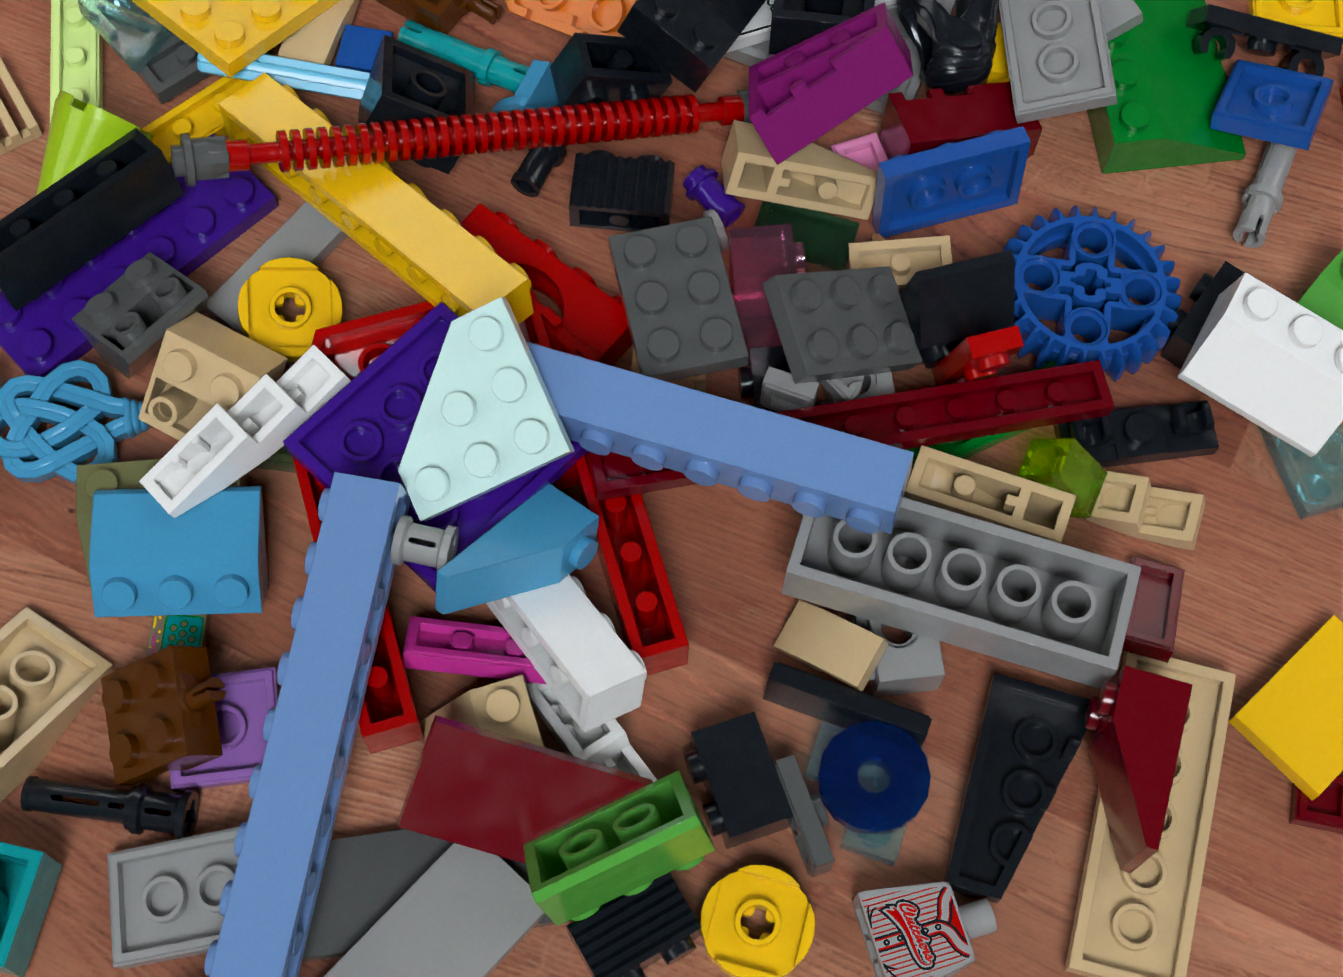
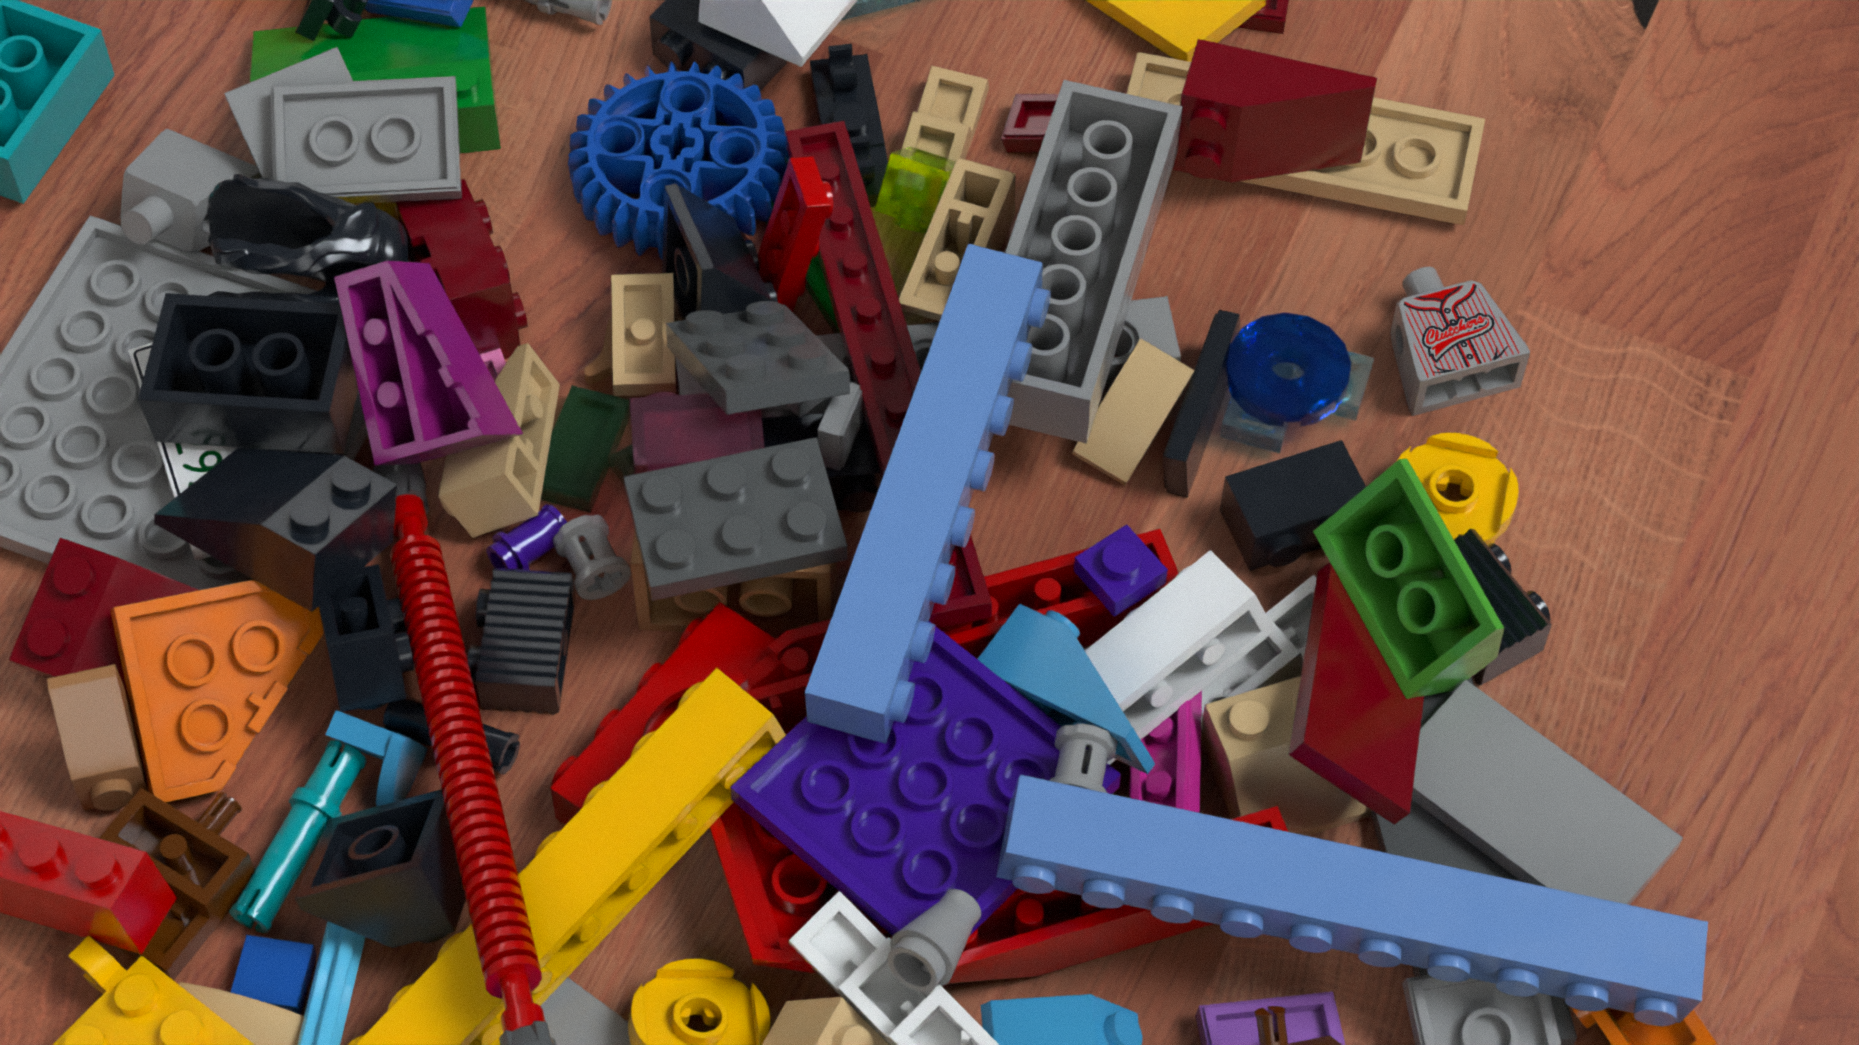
camera: 90 degrees left, 10 degrees down
(281, 430) = (932, 944): none -> light grey cone
(481, 415) = (923, 692): light aqua plate -> none
(641, 605) = (1120, 570): none -> dark purple plate
(807, 819) = (1363, 432): dark grey plate -> none
(950, 182) = (533, 274): blue plate -> none
(1014, 773) = (1243, 252): black wing -> none

